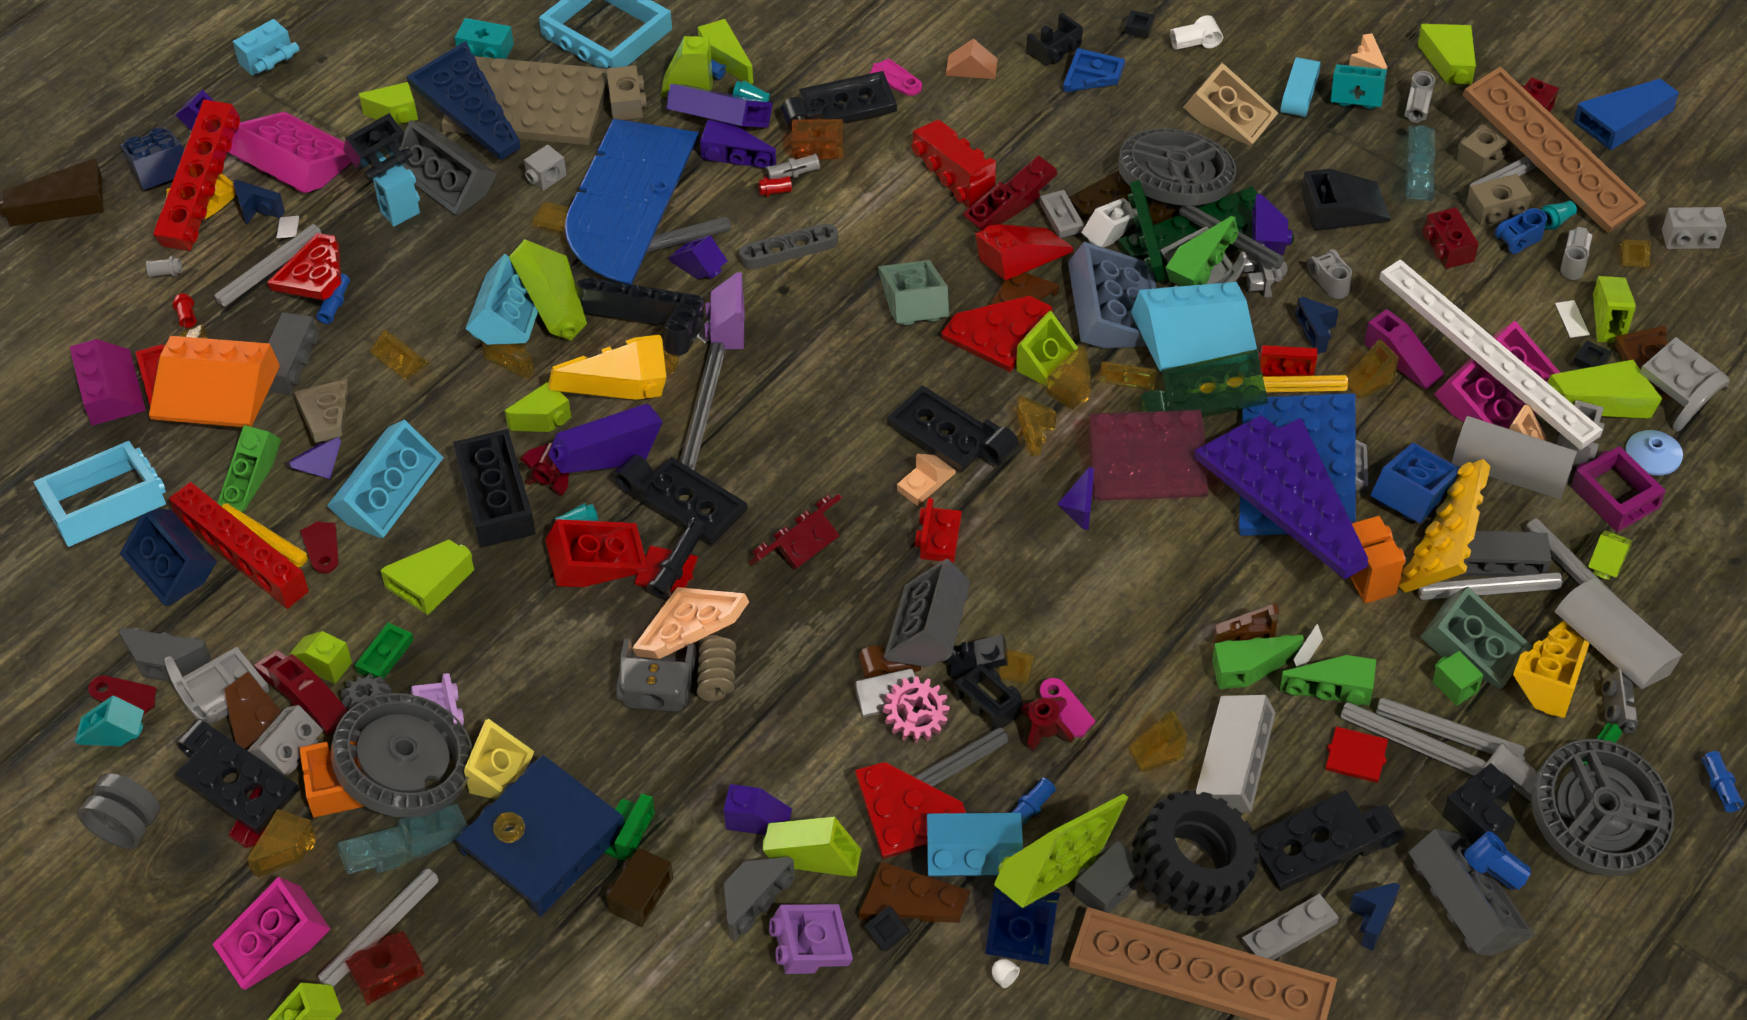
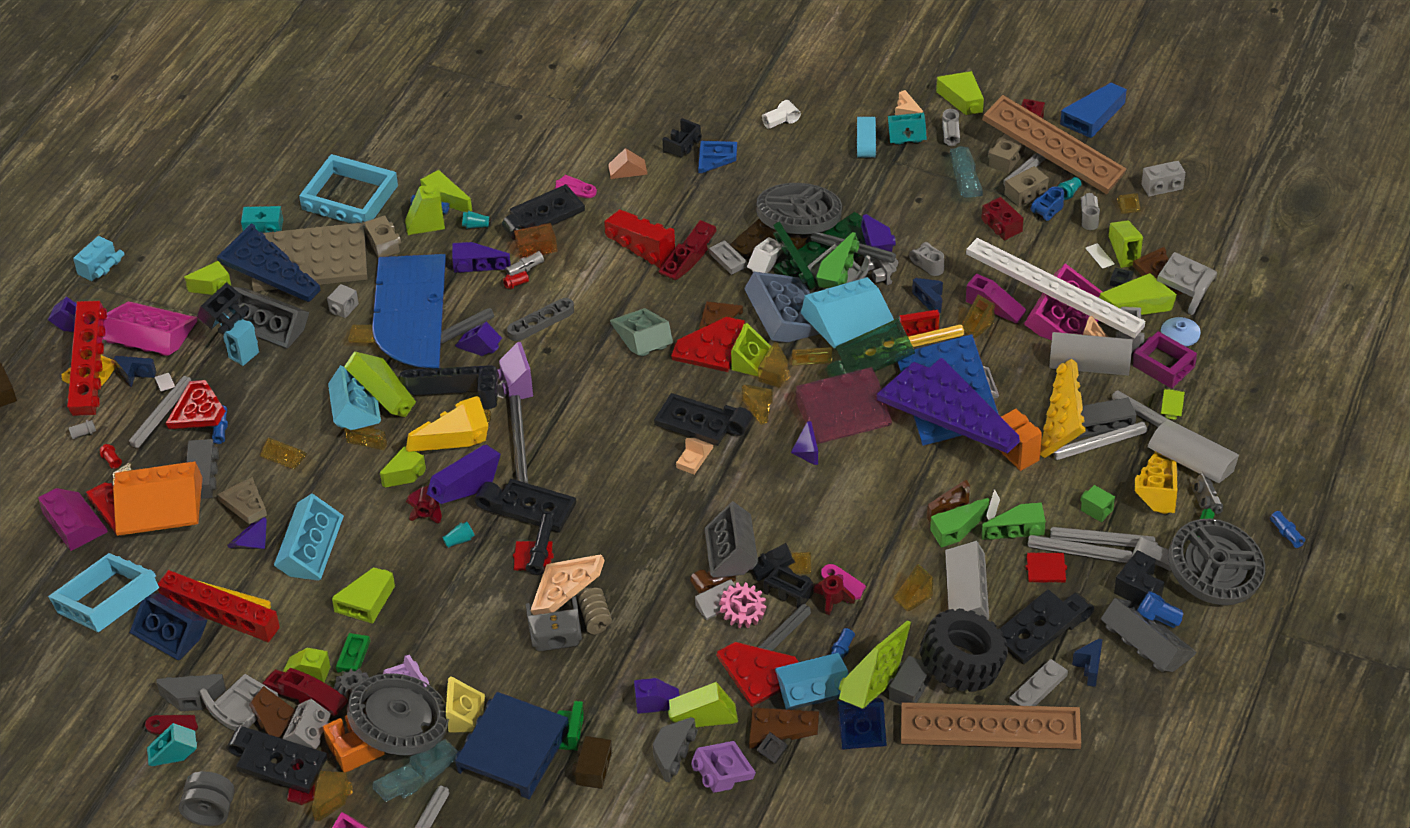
camera: 15 degrees left, 5 degrees down
(153, 156) = (43, 353): dark blue slope -> none
(249, 466) = (204, 551): bright green slope -> none
(321, 545) = (278, 594): dark red piece -> none
(494, 488) = (392, 526): black brick -> none
(507, 820) = (491, 737): clear yellow plate -> none
(594, 552) = (478, 554): red slope -> none
(719, 106) = (455, 231): dark purple slope -> none
(805, 539) = (624, 513): dark red bracket -> none
(939, 533) = (717, 488): red bracket -> none
(1005, 972) = (860, 756): white hinge -> none
(1017, 249) = (706, 287): red slope -> none
(1139, 24) = (738, 115): black plate -> none
(1230, 107) = (821, 160): tan slope -> none
(1341, 200) = (919, 208): black slope -> none
(1414, 482) = (1029, 385): blue slope -> none
(1479, 634) = (1098, 468): sand green slope -> none

